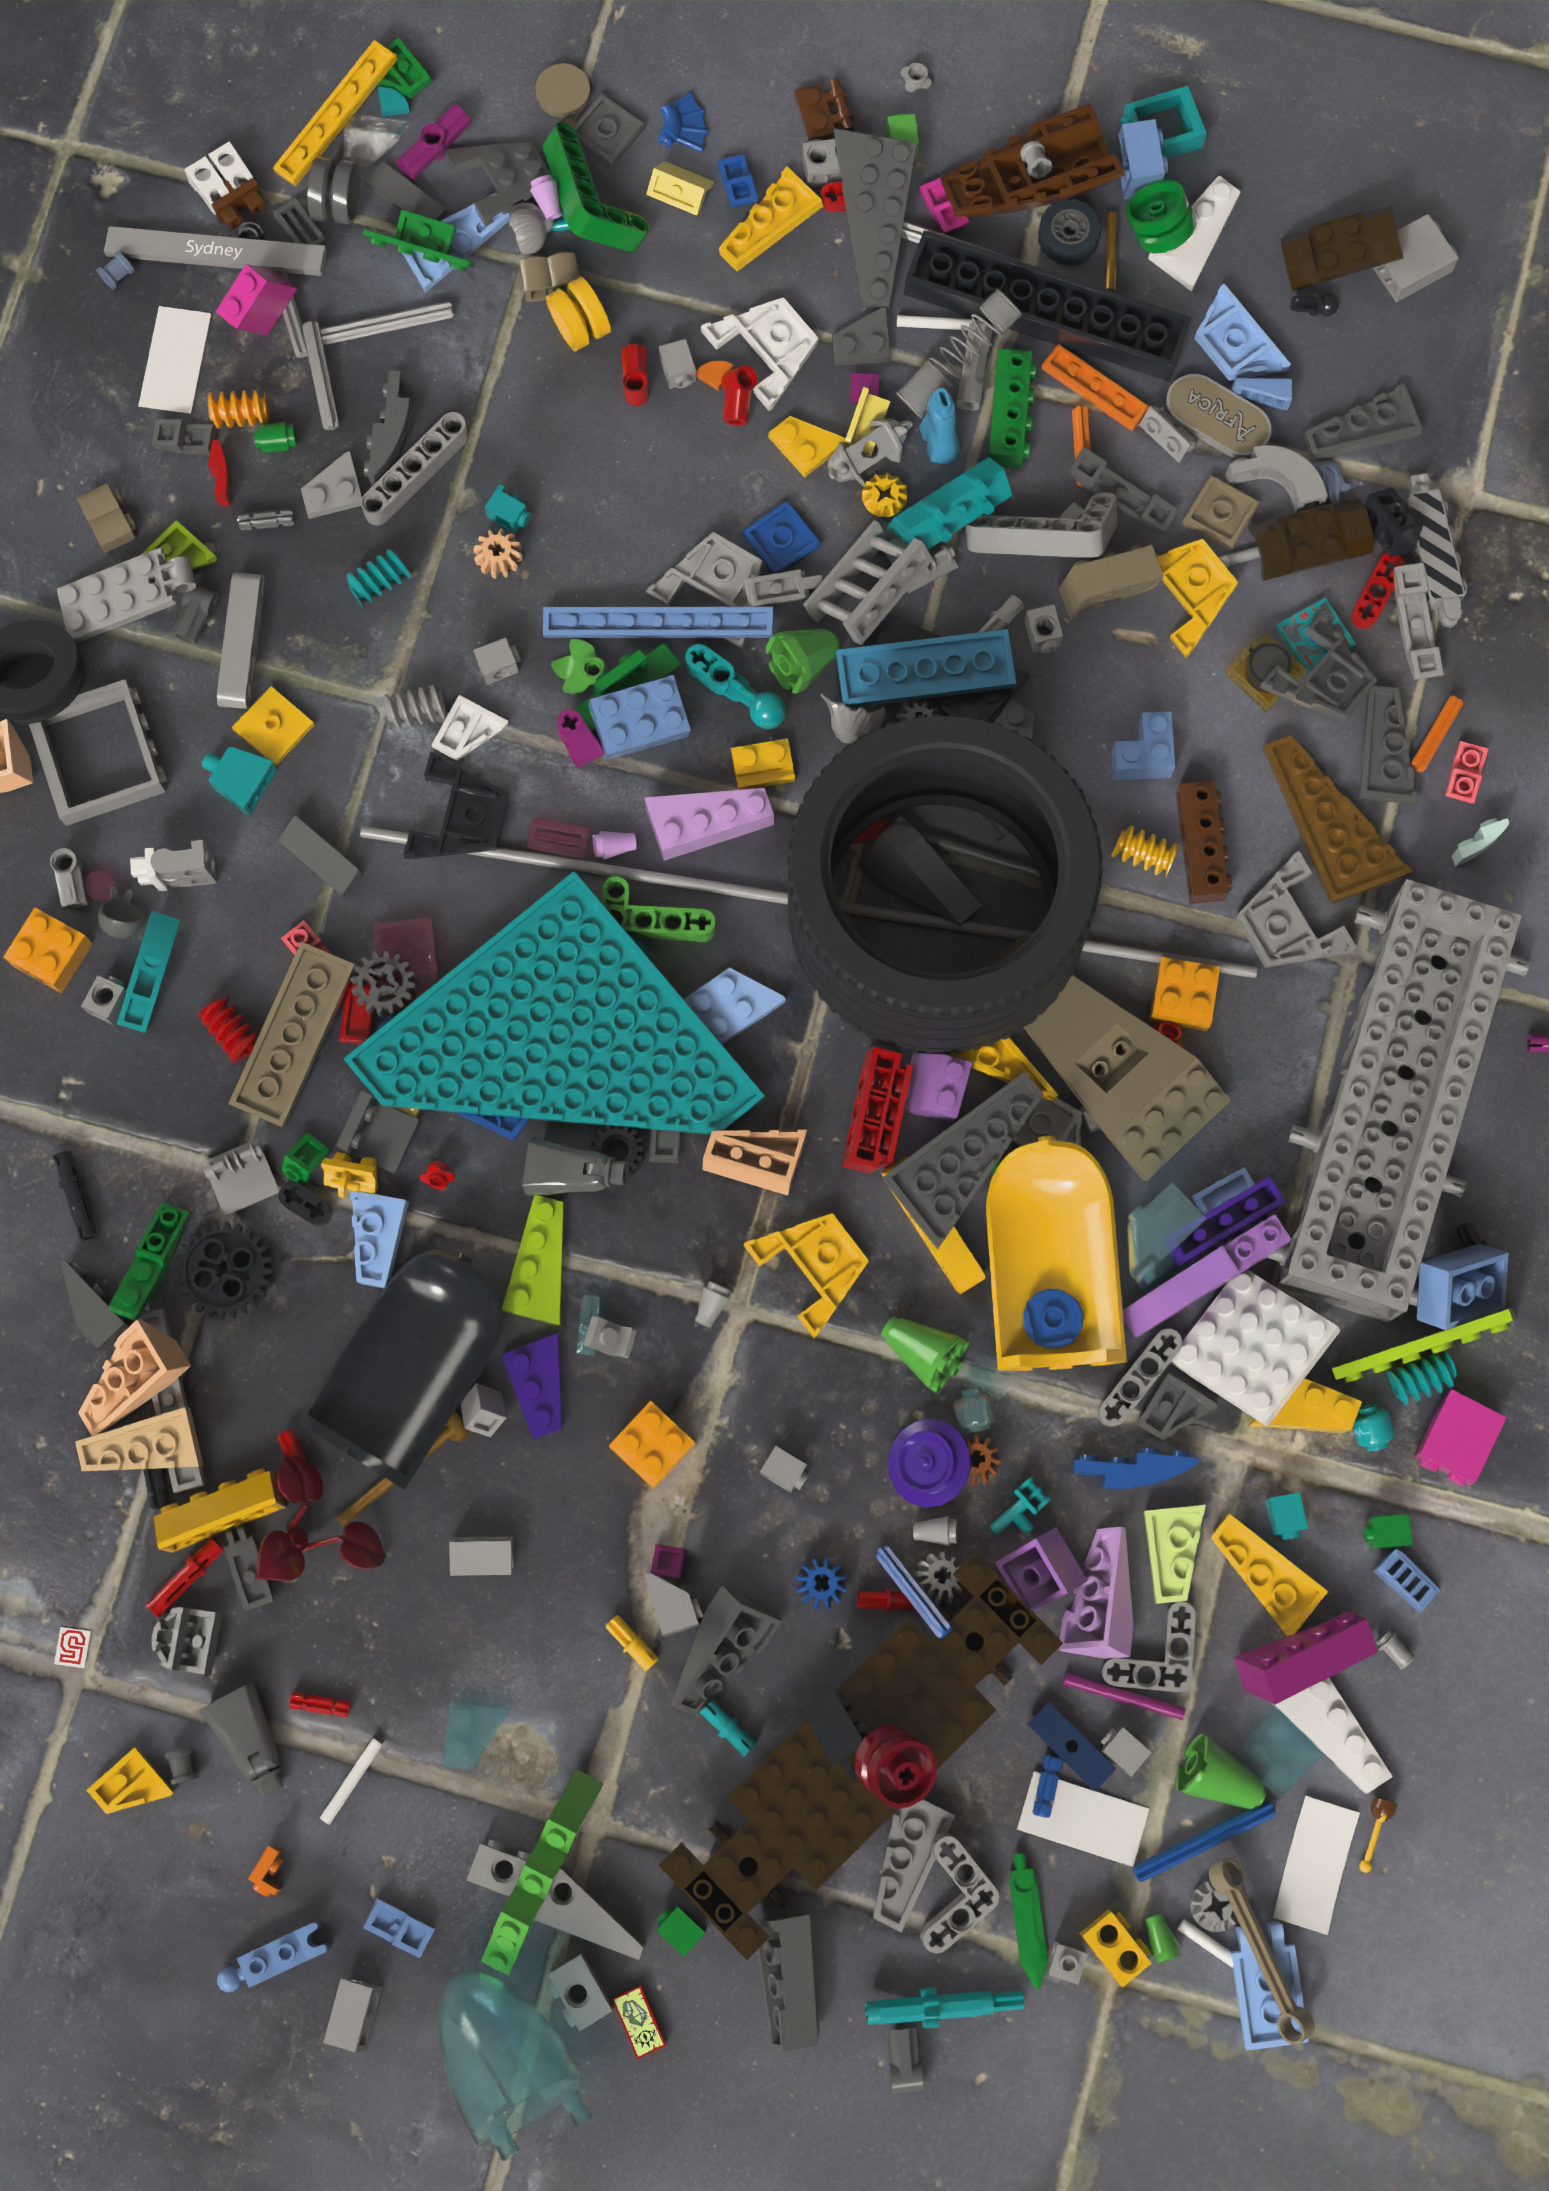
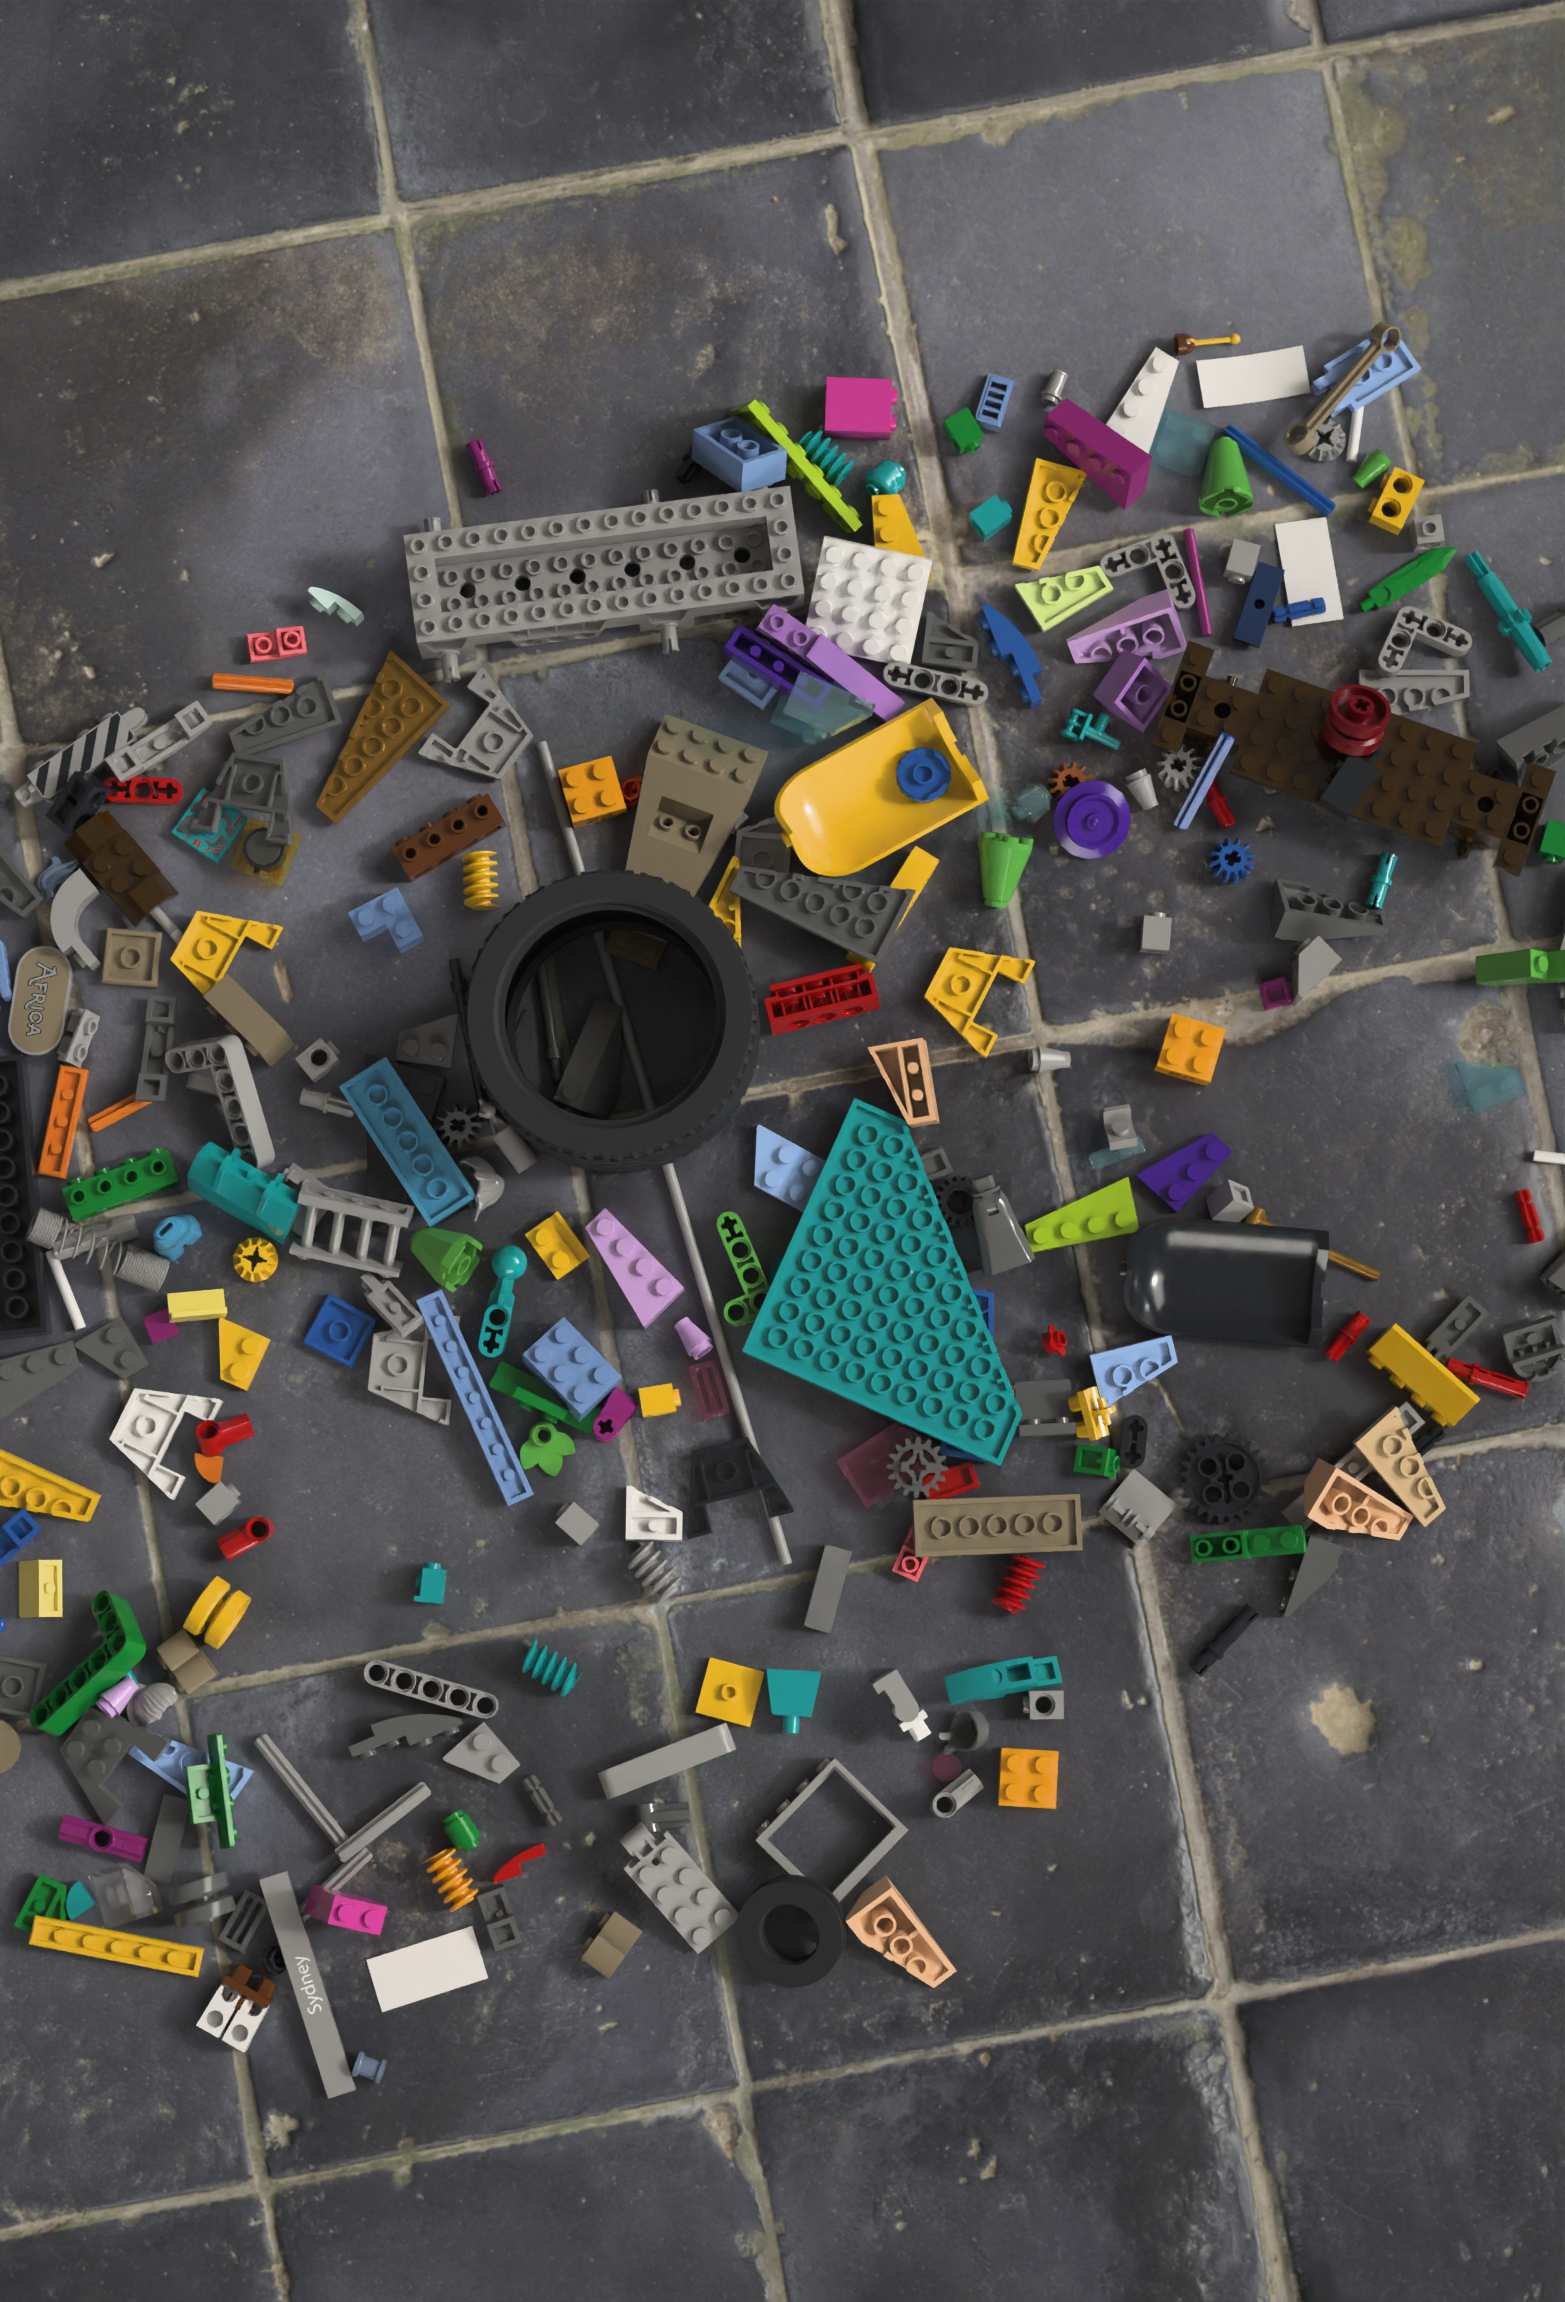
camera: 120 degrees left, 5 degrees up
(180, 542) = (608, 1861): lime wing -> none
(281, 1552) = (1437, 1294): dark red plant -> none
(481, 1555) = (1347, 1144): light grey hinge -> none
(490, 546) = (468, 1568): light nougat gear -> none
(571, 785) = (659, 1400): none -> yellow brick
(632, 1642) = (1354, 989): yellow axle -> none
(849, 463) = (205, 1277): light grey piece -> none
(937, 1086) = (773, 958): medium lavender slope -> none

